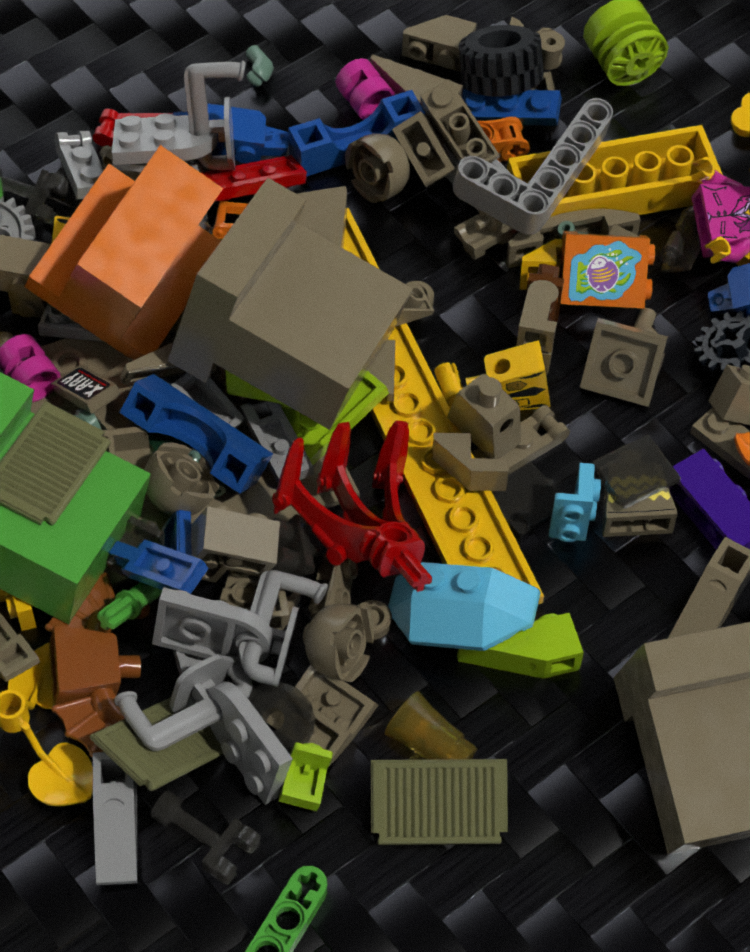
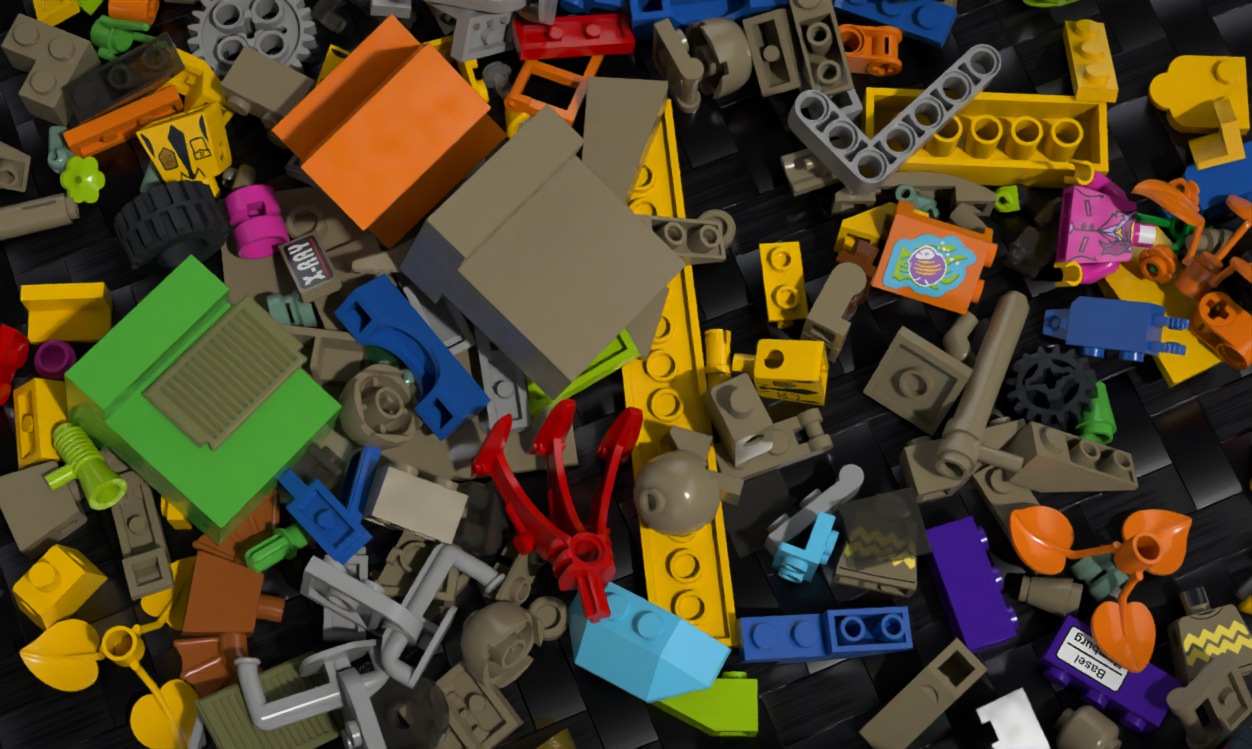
camera: 15 degrees right, 15 degrees up
(341, 169) = (676, 66): none -> dark tan plate
(455, 483) = (676, 493): none -> dark tan cylinder
(488, 318) = (783, 282): none -> yellow hinge
(592, 449) = (792, 529): none -> light grey plate
(617, 573) = (824, 635): none -> blue slope
(657, 219) = (1018, 198): none -> arm
(673, 414) = (919, 462): none -> dark tan slope
(677, 383) = (965, 432): none -> dark tan cylinder
(678, 106) = (1090, 61): none -> yellow plate

